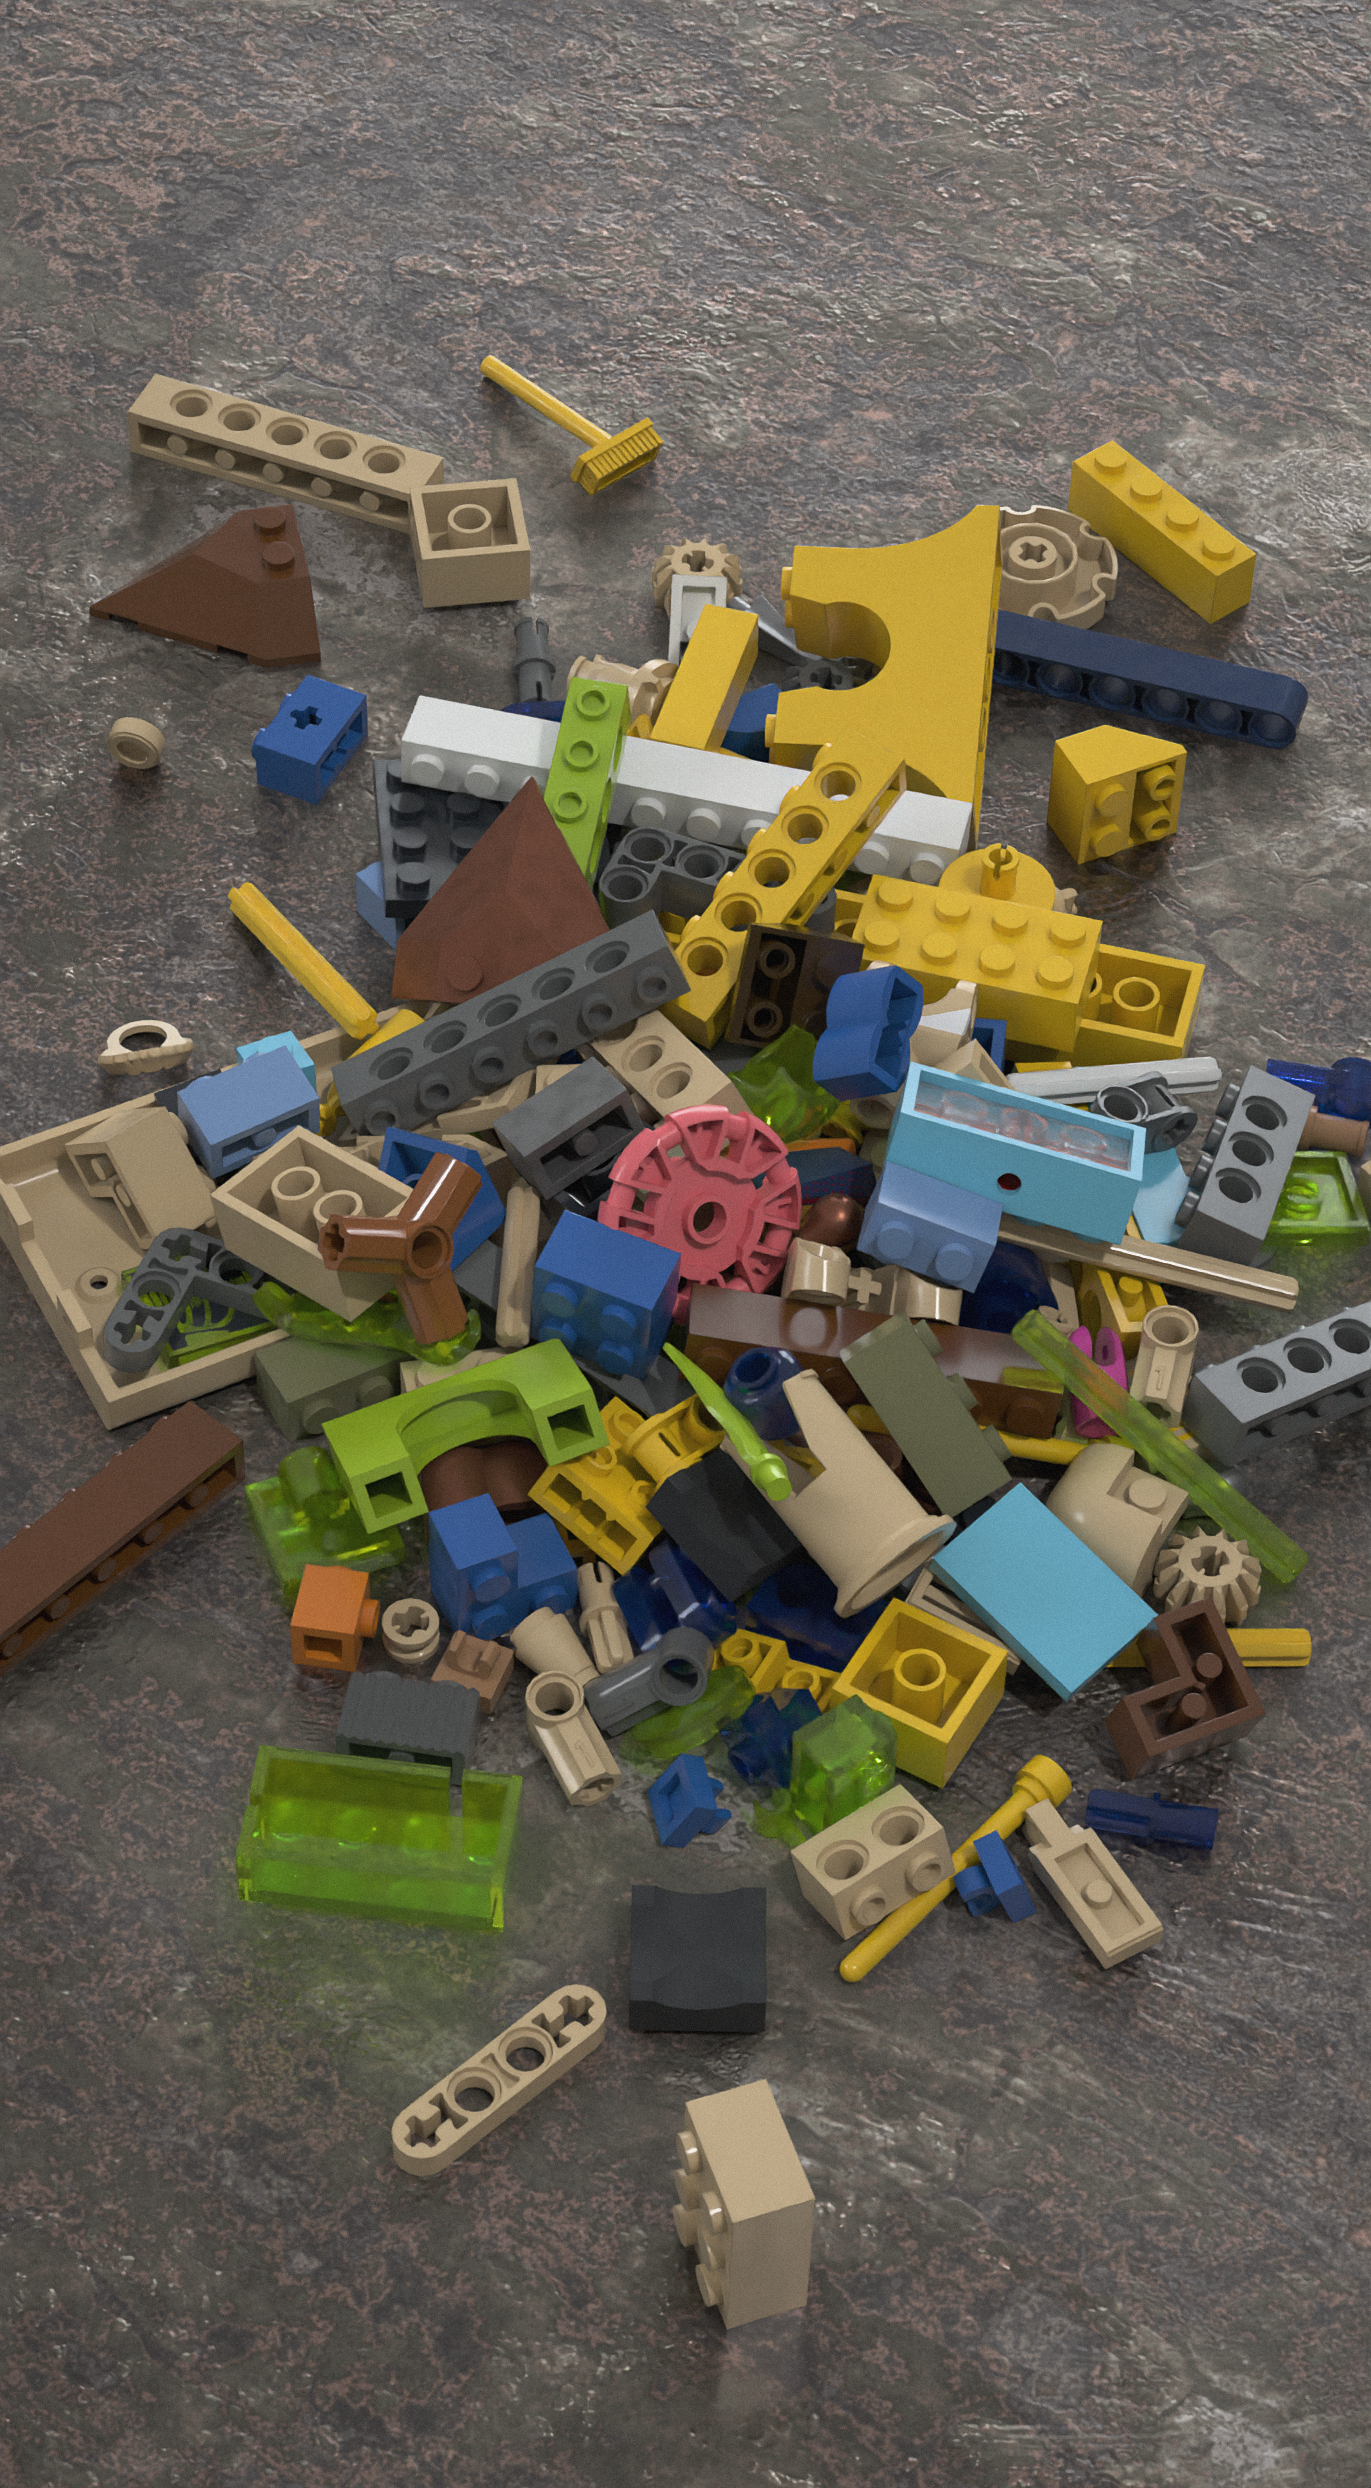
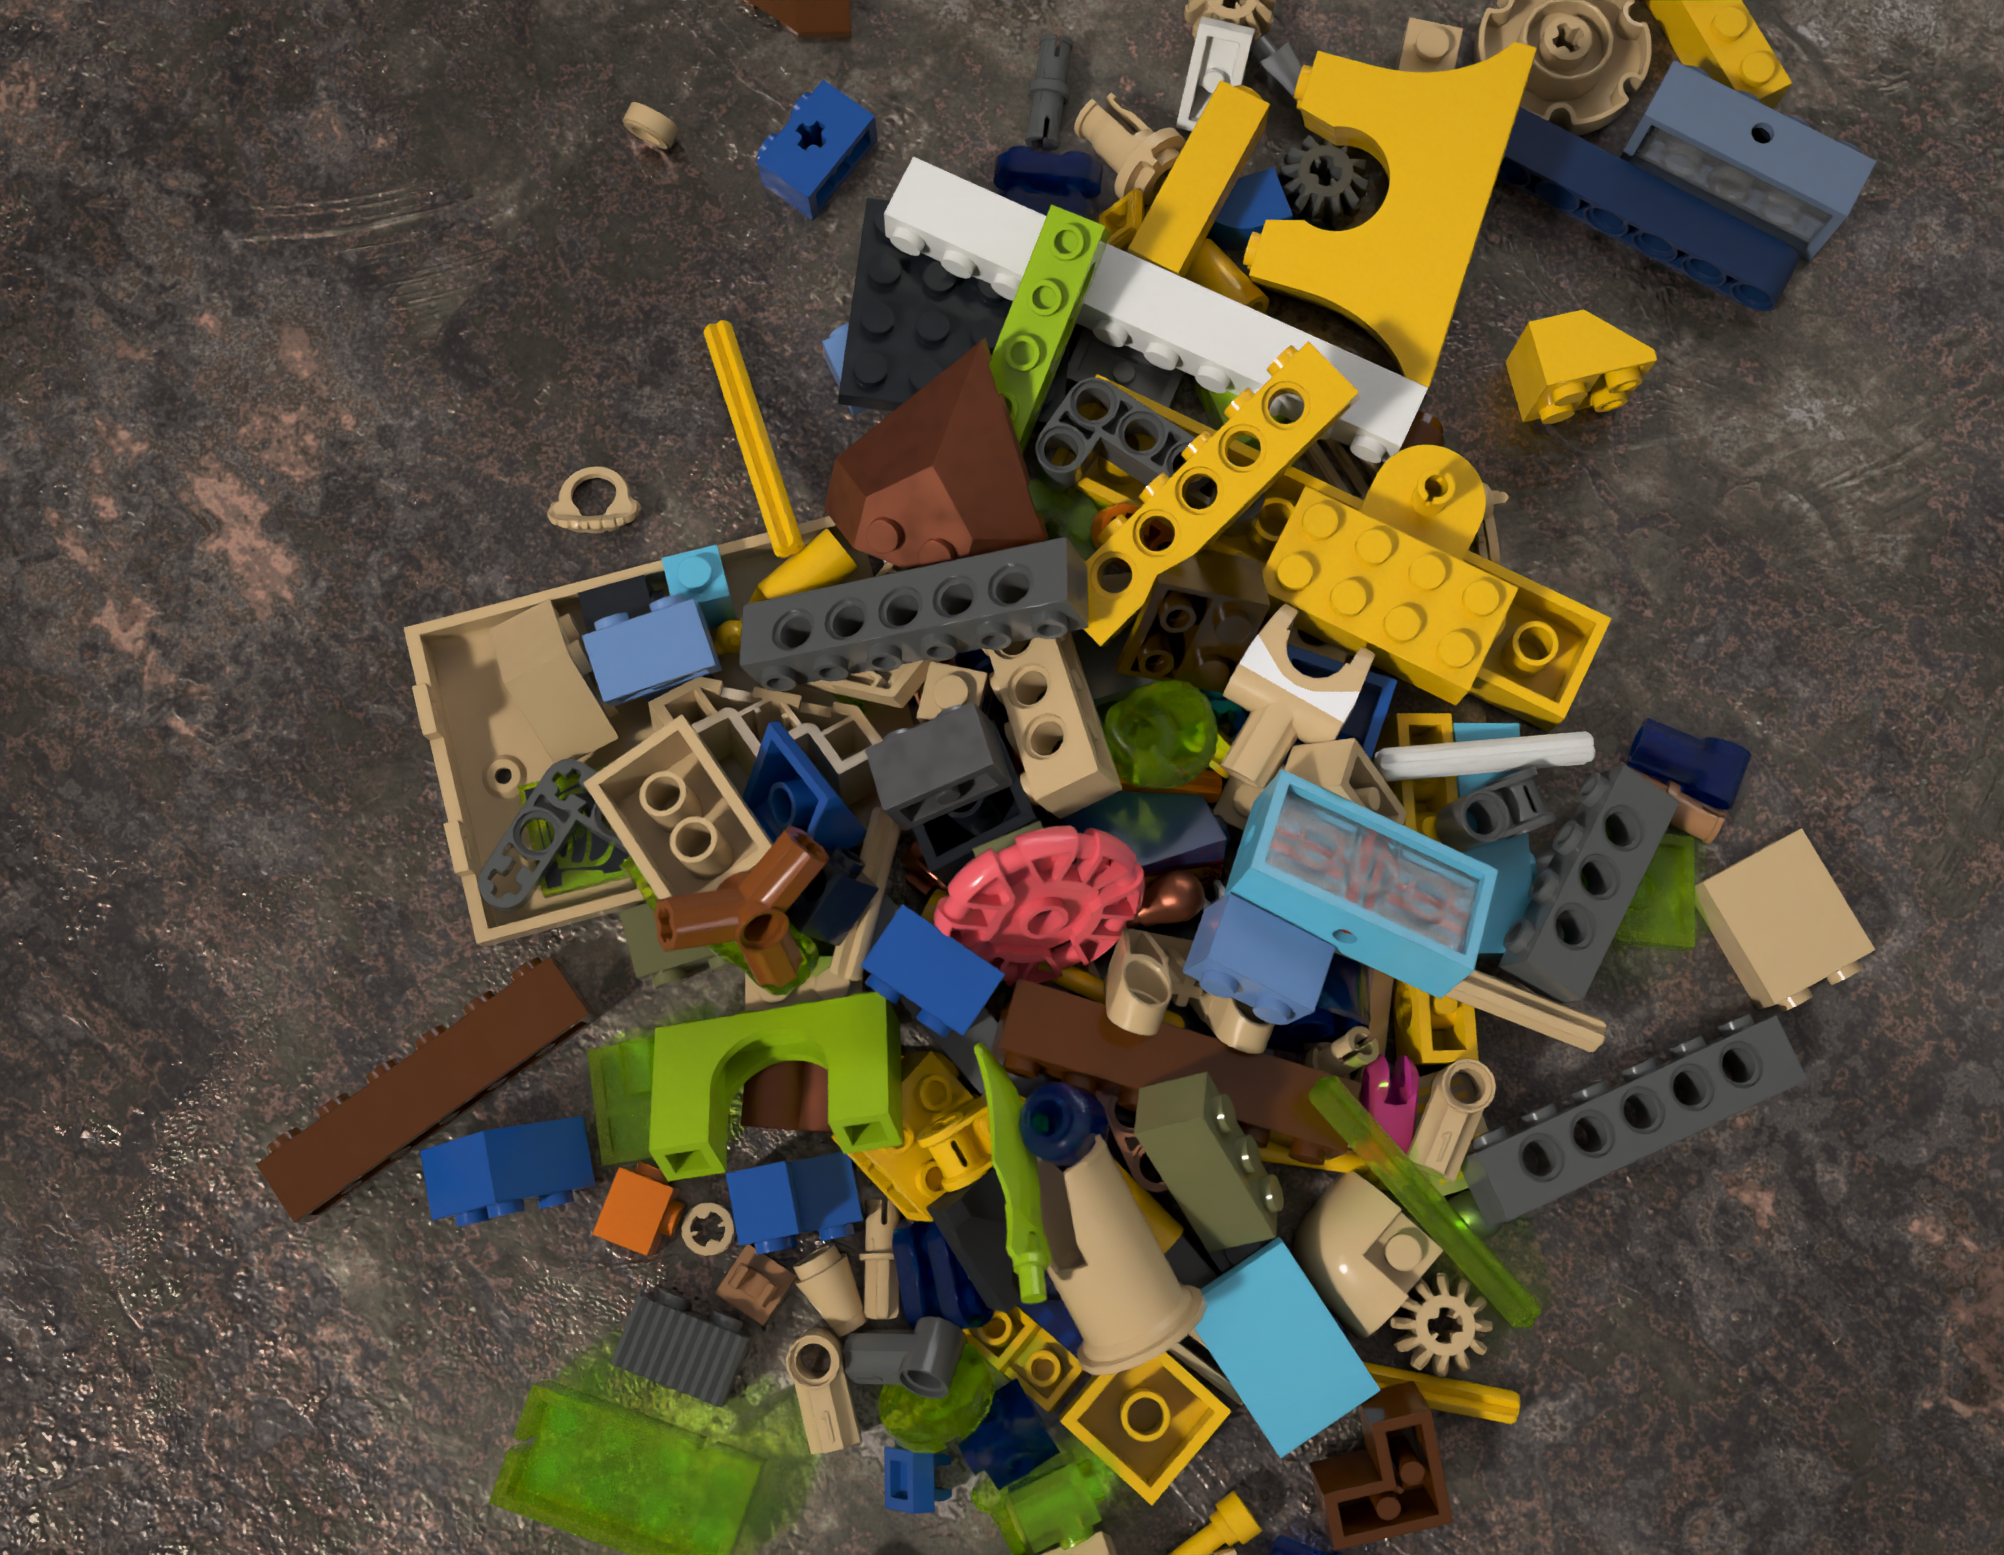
camera: 15 degrees right, 30 degrees up
(176, 1579) = (502, 1167): none -> blue brick
(487, 1254) = (833, 898): none -> black brick
(868, 1033) = (1248, 722): blue brick -> none
(1232, 611) = (1748, 159): none -> sand blue brick

